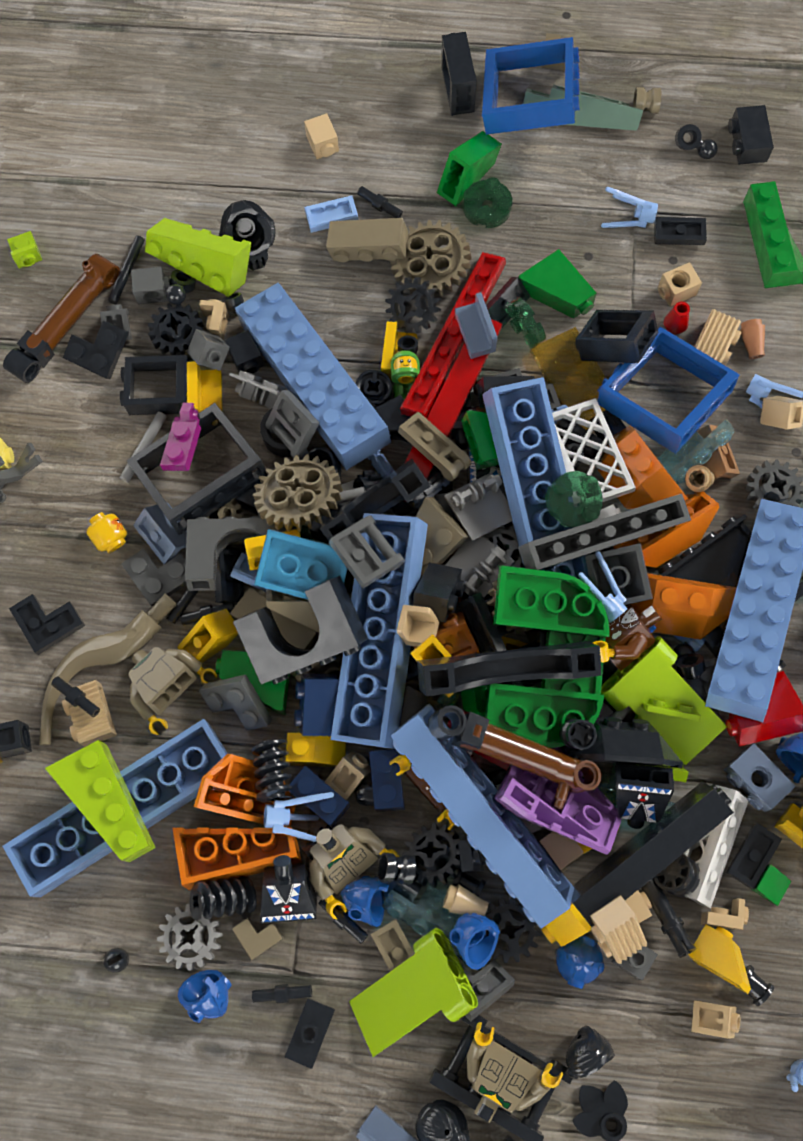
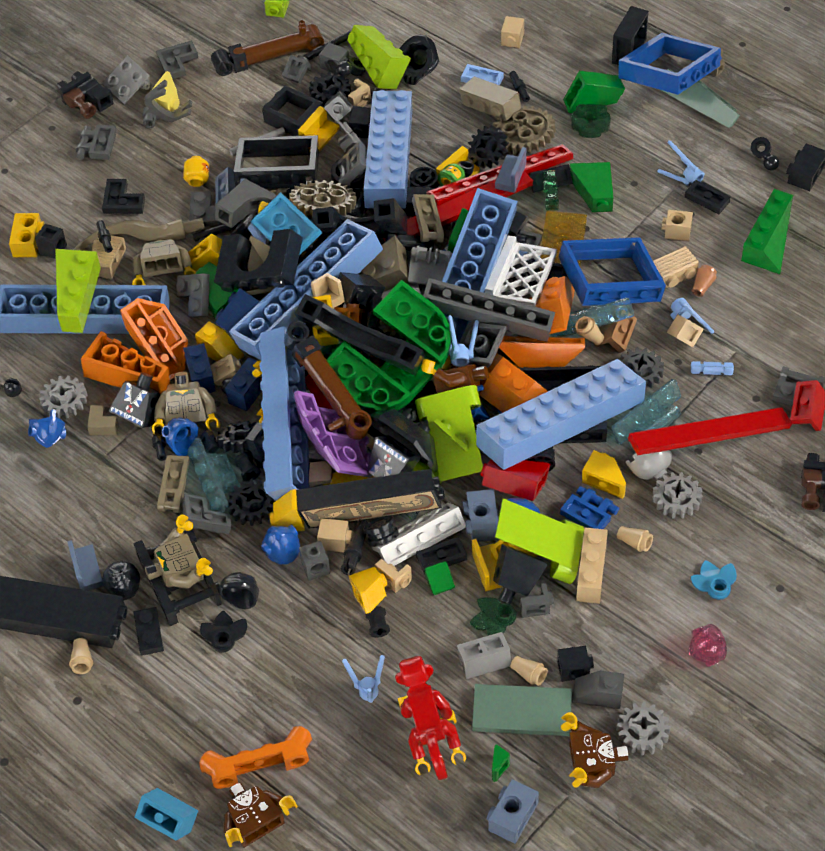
camera: 35 degrees right, 20 degrees down
(101, 355) = (275, 80): black plate -> none
(182, 440) = (279, 140): magenta hinge -> none
(222, 897) = (98, 383): black piece -> none
(270, 771) = (181, 330): black piece -> none
(278, 816) = (165, 358): light blue plant -> none
(282, 993) = (90, 458): black bar -> none
(310, 1033) = (88, 487): black plate -> none
(360, 557) = (320, 231): dark grey plate -> none
(396, 868) = (209, 421): black wheel -> none
(414, 993) = (182, 487): lime piece -> none
(461, 901) = (234, 463): tan cone -> none
(471, 940) = (223, 482): blue helmet -> none
(583, 735) = (371, 395): black wheel -> none
(590, 499) = (491, 272): clear green plate -> none
(617, 930) = (311, 520): tan brick -> none
(637, 325) = (603, 224): black window -> none
(650, 100) = (751, 113): dark tan wheel -> none
(677, 318) = (659, 242): red cone -> none
(715, 1019) = (337, 624): tan bracket -> none

